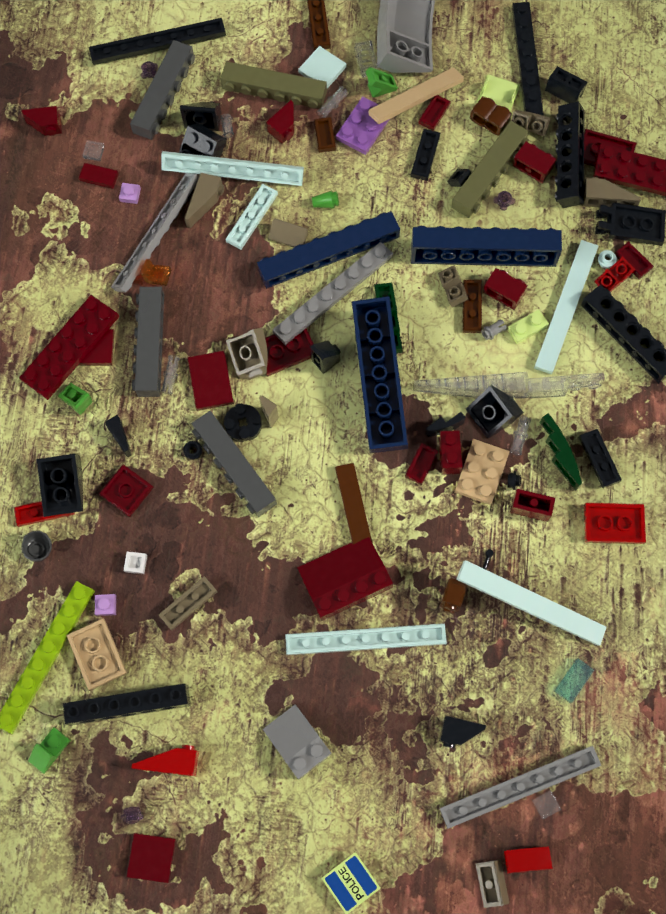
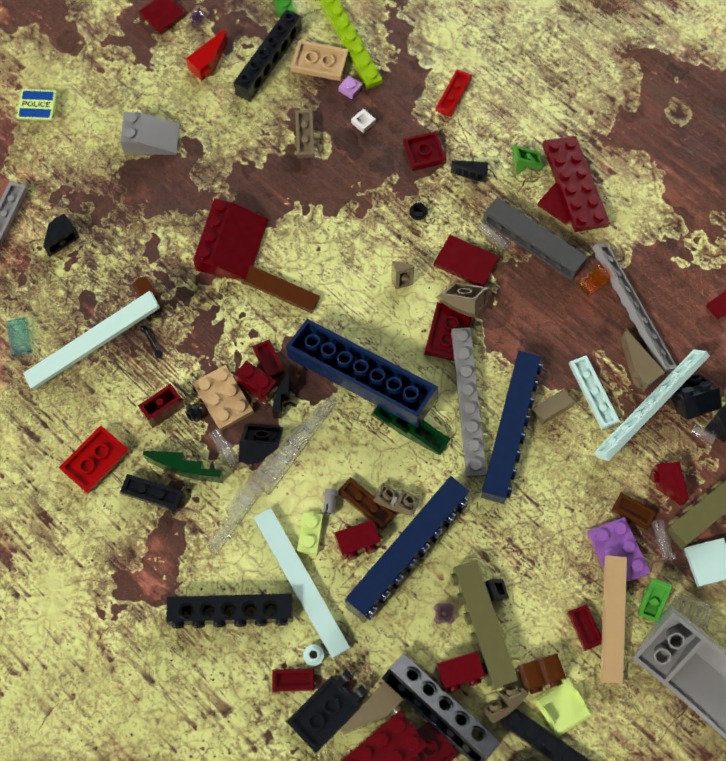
camera: 125 degrees right, 5 degrees down
(36, 546) = (428, 69): dark grey hair -> none
(61, 484) = (463, 109): black slope -> none
(129, 193) = (690, 314): lavender plate -> none
(234, 464) = (382, 228): dark grey brick -> none
(238, 413) = (415, 250): black plate -> none
(325, 355) = (415, 349): black slope -> none
(326, 200) = (561, 461): bright green cone -> none
(365, 639) = (176, 226): light aqua tile -> none
(425, 154) = (546, 583): black tile -> none
(616, 274) = (292, 648): red slope -> none

